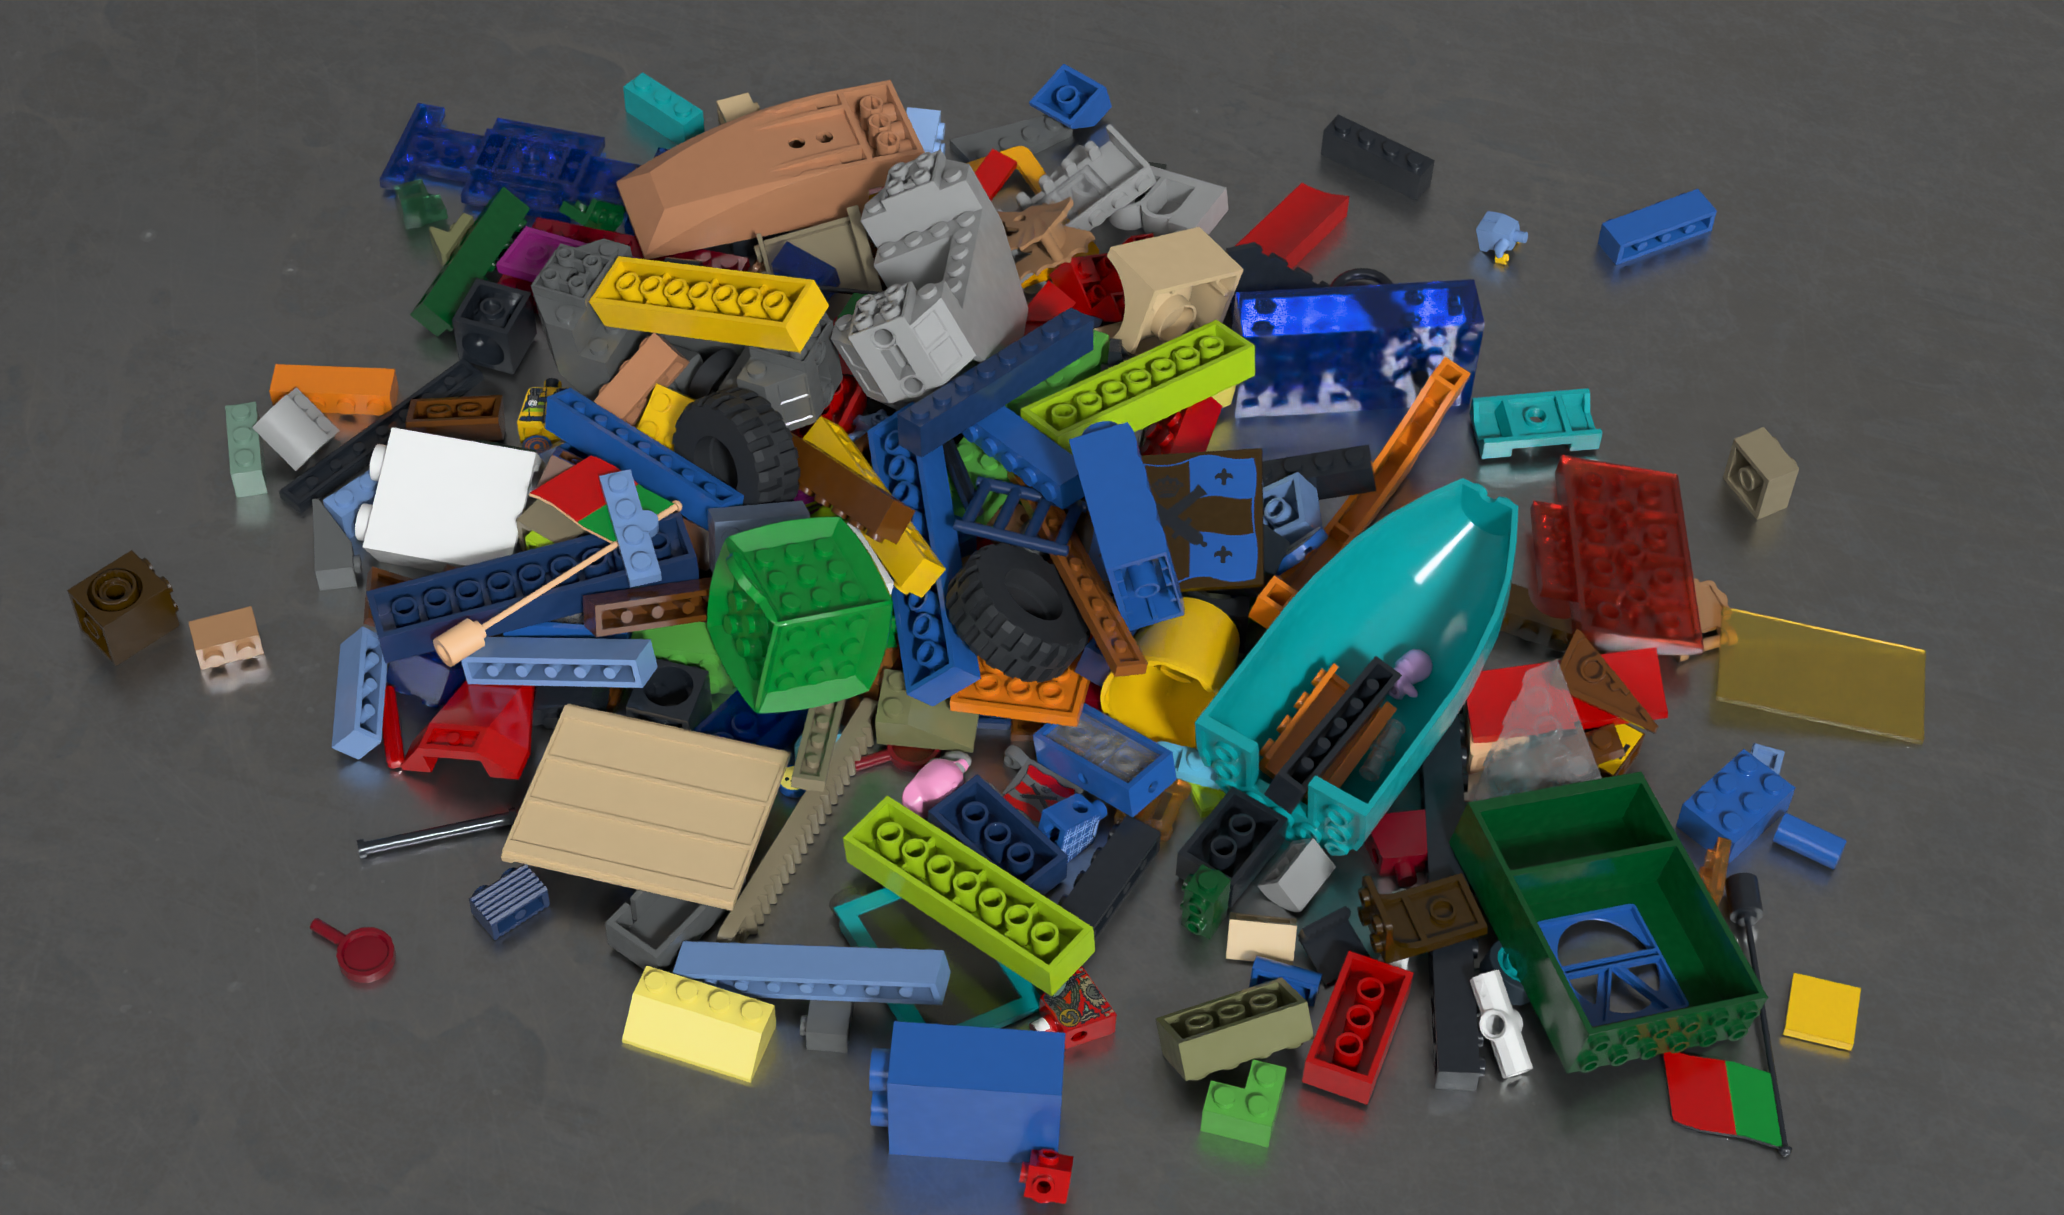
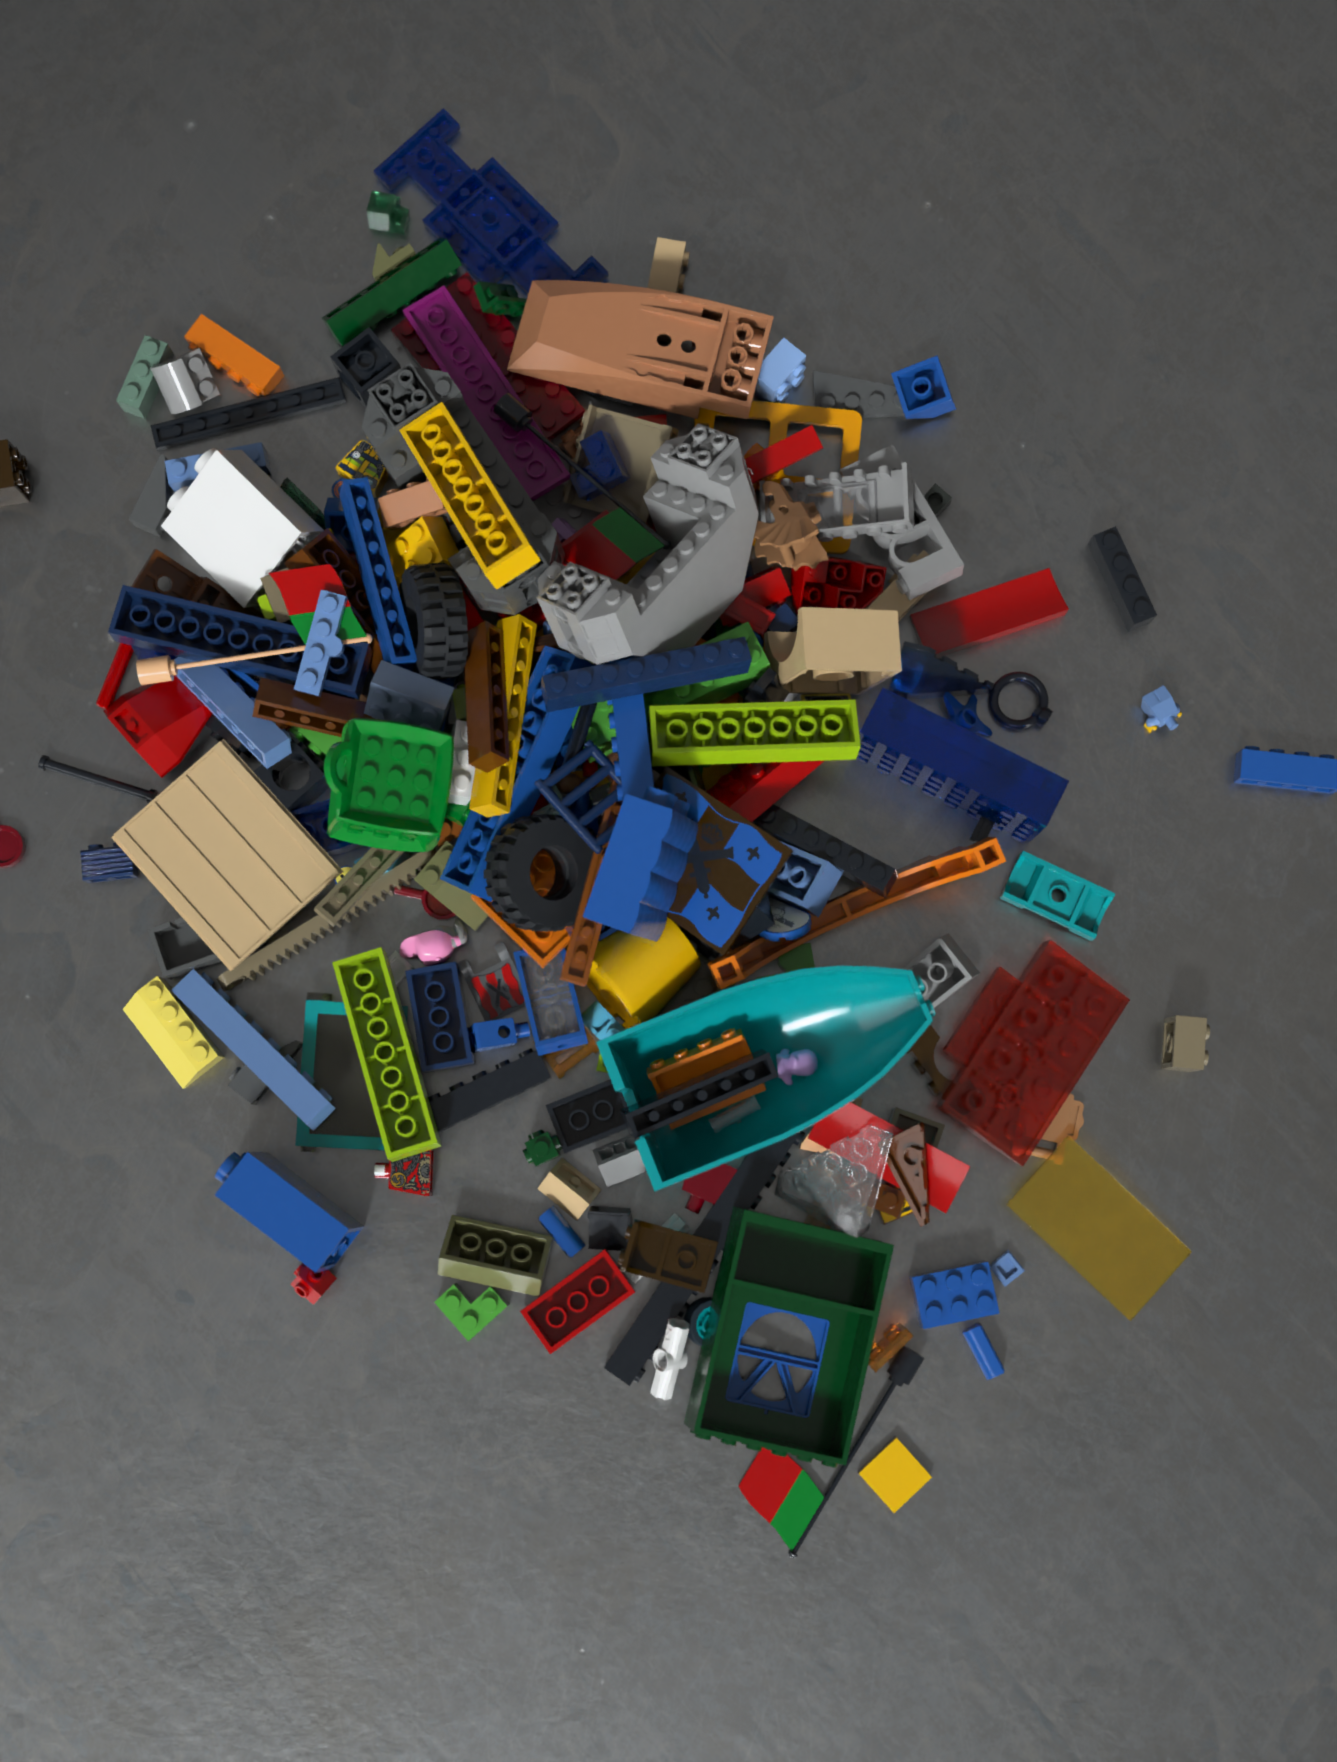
camera: 35 degrees right, 30 degrees up
(226, 637) = (47, 536): medium nougat brick -> none
(359, 695) = (96, 650): medium blue brick -> none
(459, 417) = (295, 438): reddish brown slope -> none
(662, 109) = (617, 220): teal brick -> none

